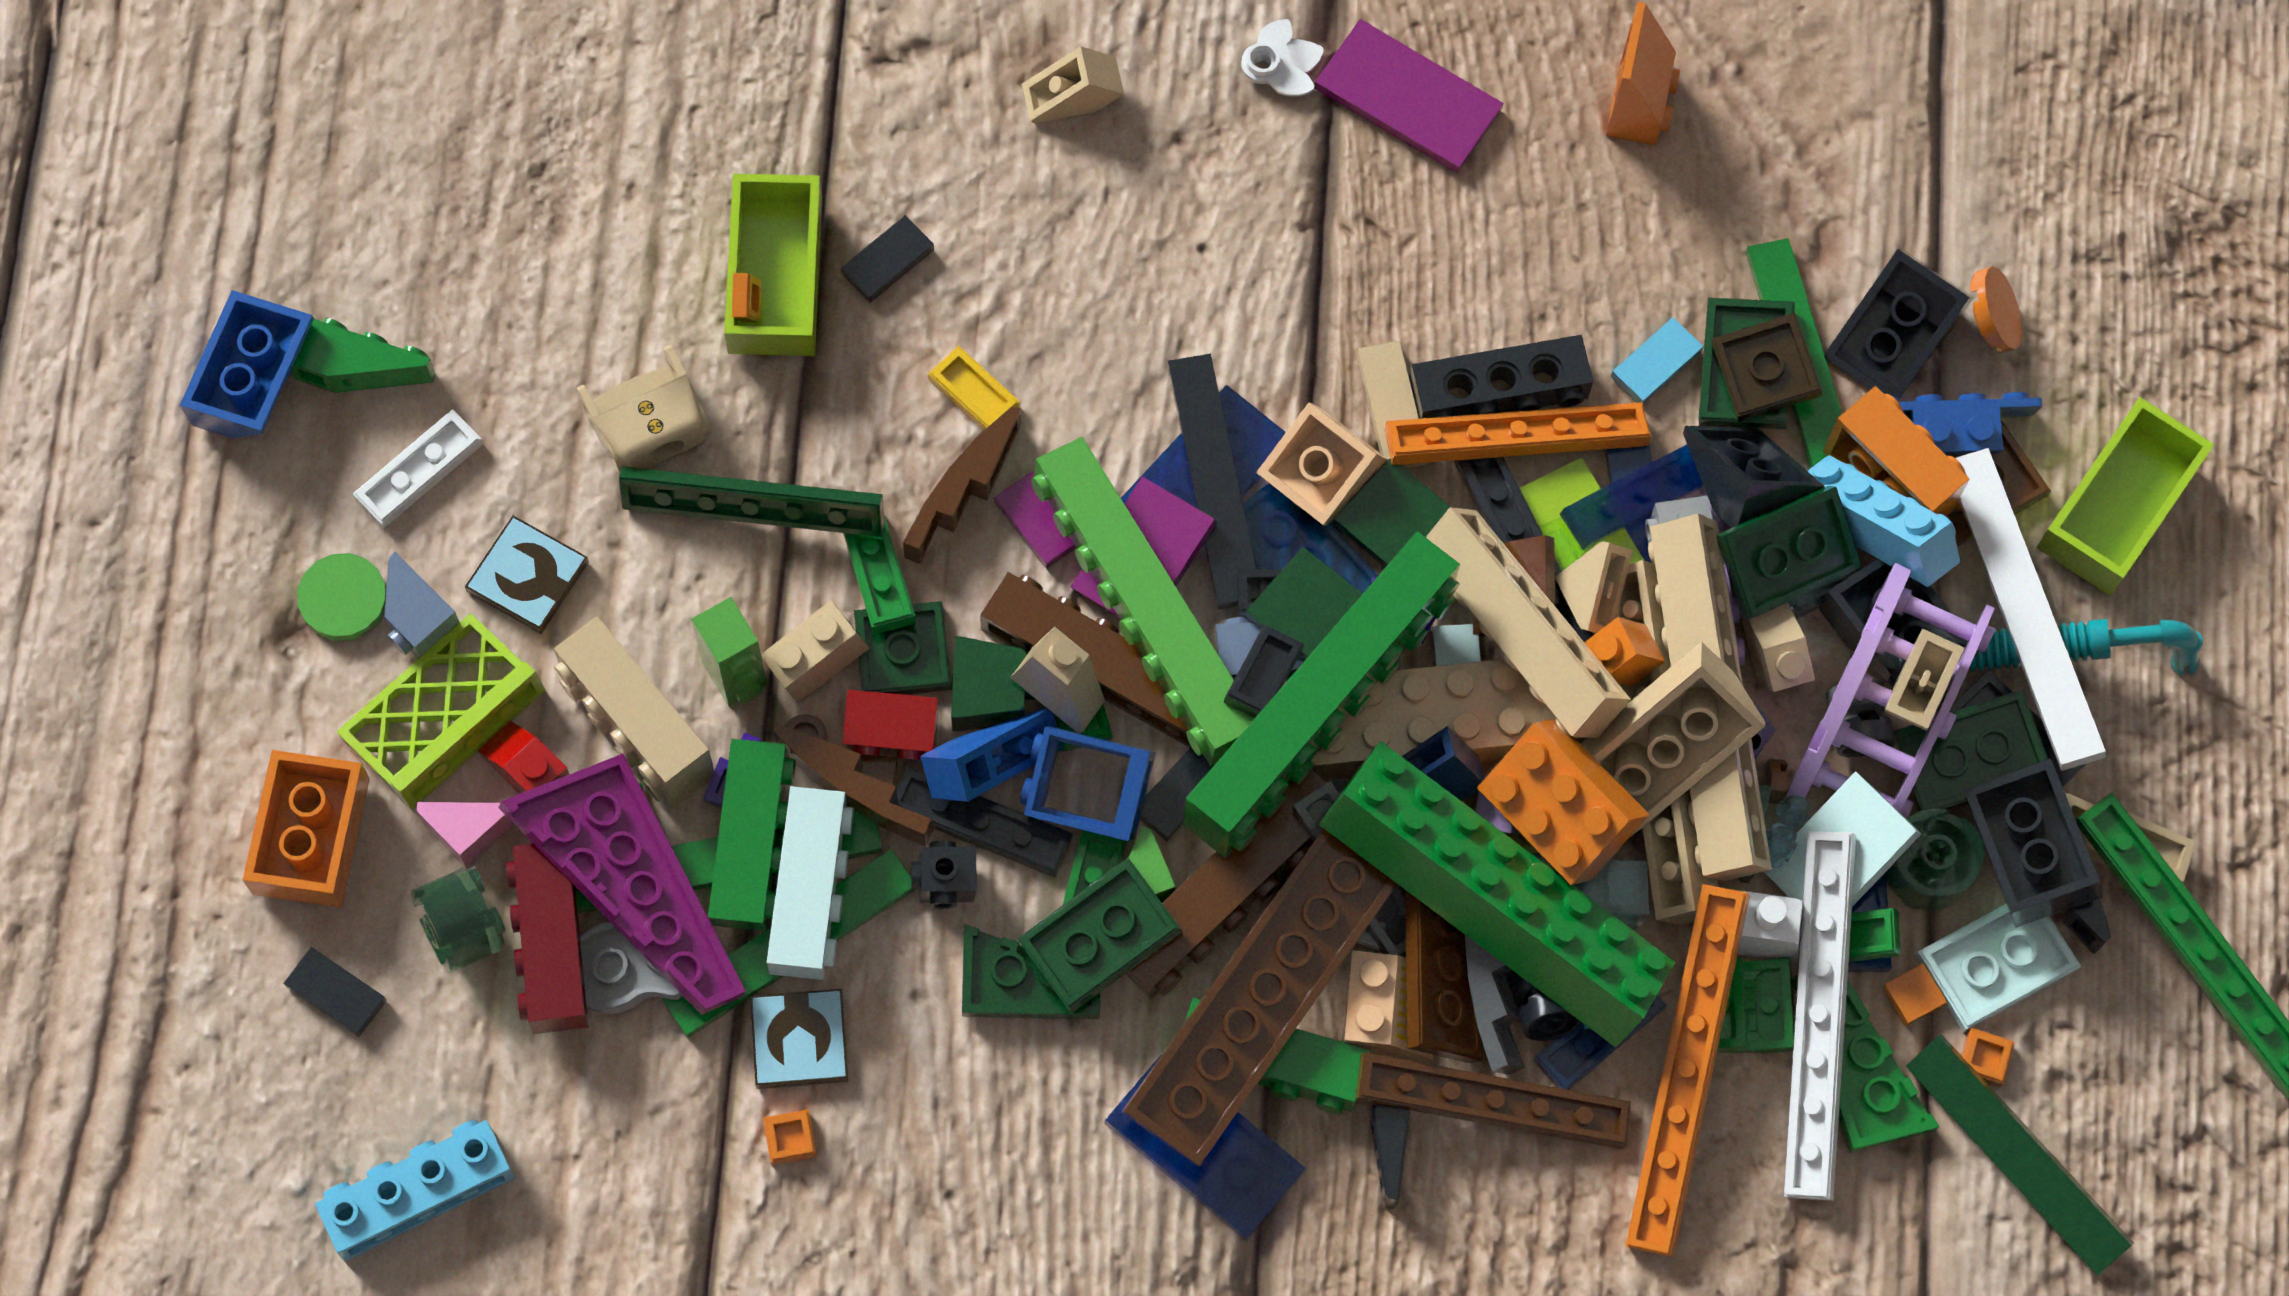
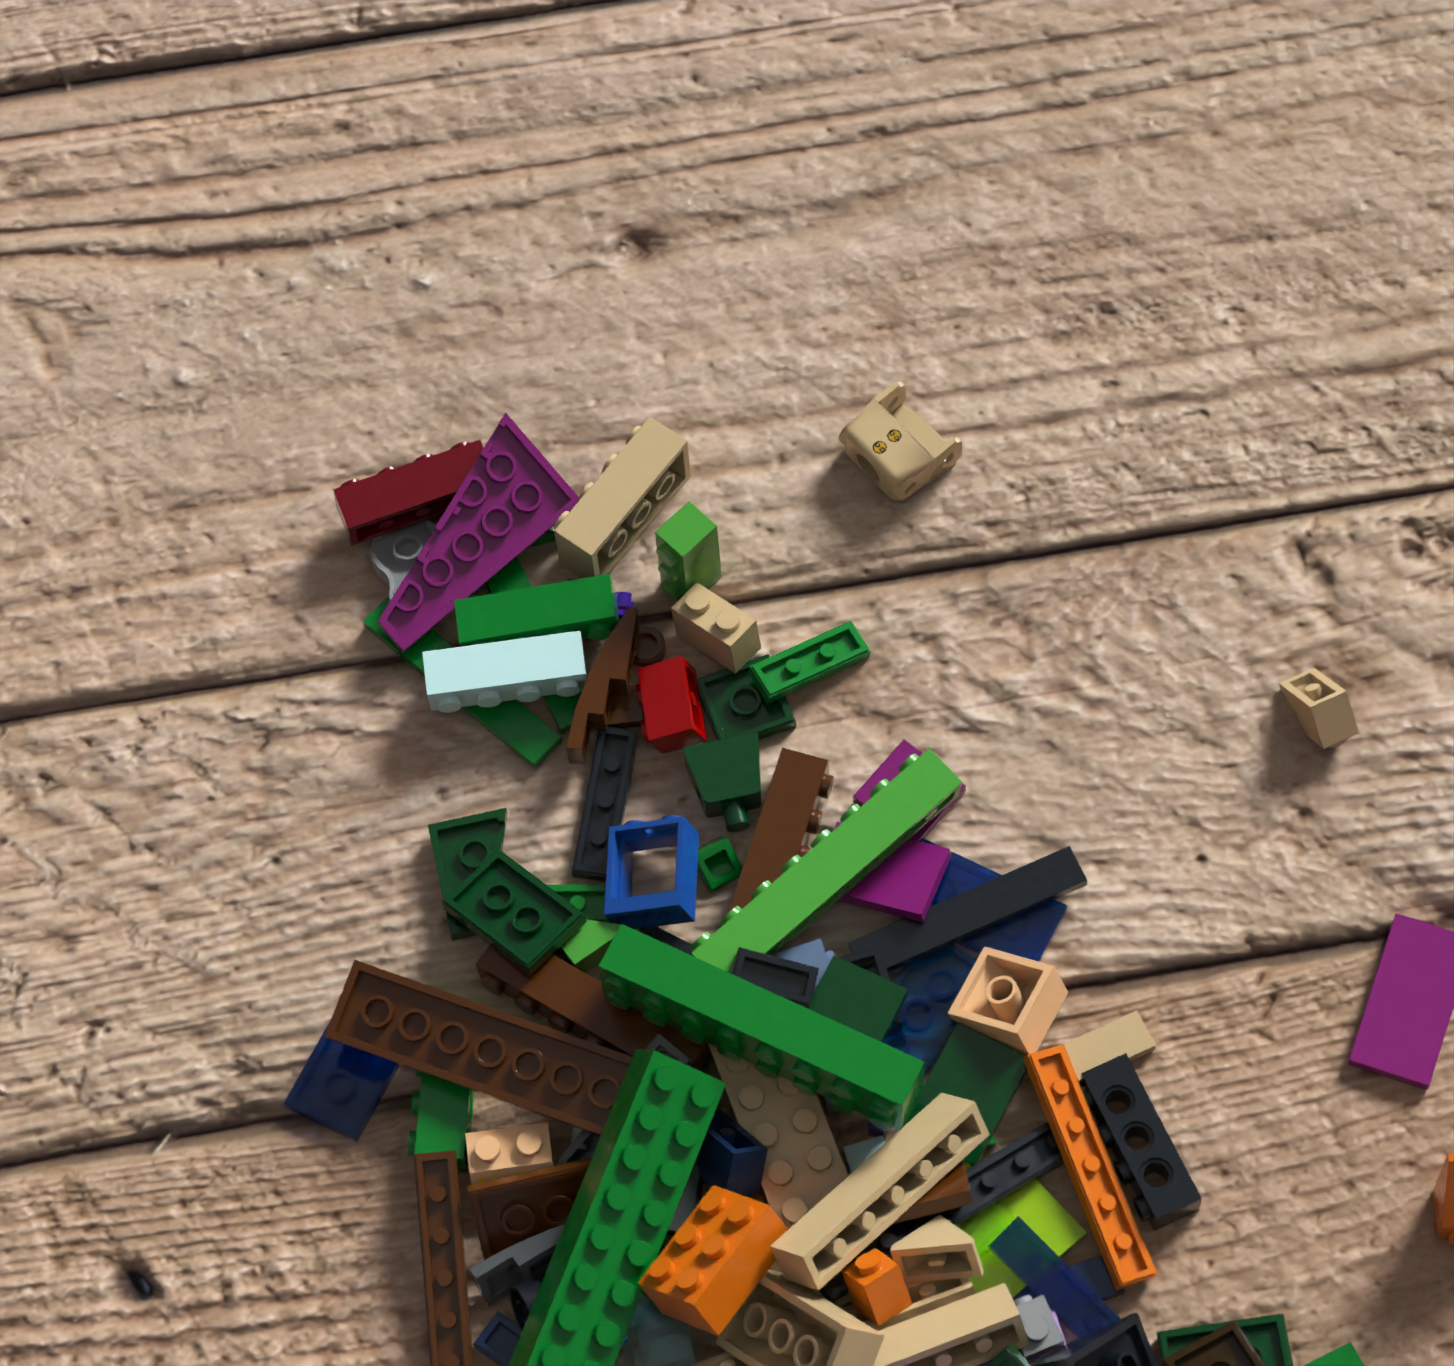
camera: 85 degrees right, 5 degrees down
(244, 366) = (849, 132): blue slope -> none
(306, 828) = (465, 294): orange brick -> none
(335, 991) = (342, 358): black tile -> none
(342, 597) = (677, 269): bright green tile -> none
(354, 362) = (881, 210): green slope -> none
(414, 610) = (676, 321): sand blue slope -> none
(414, 1189) = (191, 457): medium azure brick -> none
(418, 469) = (806, 293): white tile -> none
(458, 919) = (414, 421): clear green brick -> none
(459, 739) = (581, 386): lime fence -> none
(464, 827) = (493, 402): bright pink slope -> none
(522, 758) = (566, 437): red slope -> none
(527, 574) = (734, 398): tile -> none
(746, 297) = (1019, 485): orange tile -> none
(752, 501) = (839, 546): dark green tile -> none
(778, 241) = (1064, 504): lime piece -> none
(790, 1137) = (296, 724): orange tile -> none
(799, 1038) = (381, 709): tile -> none
(887, 258) = (1106, 599): black tile -> none
(959, 876) = (544, 780): black brick -> none
(969, 475) = (923, 716): reddish brown slope -> none
(972, 388) = (1002, 701): yellow tile -> none
(984, 757) = (655, 784): blue slope -> none
(1061, 679) = (735, 826): tan slope -> none
(1288, 60) = (1413, 887): white plate -> none
(1389, 1136) = (381, 1203): black slope -> none
(1657, 361) = (1207, 1283): medium azure tile -> none

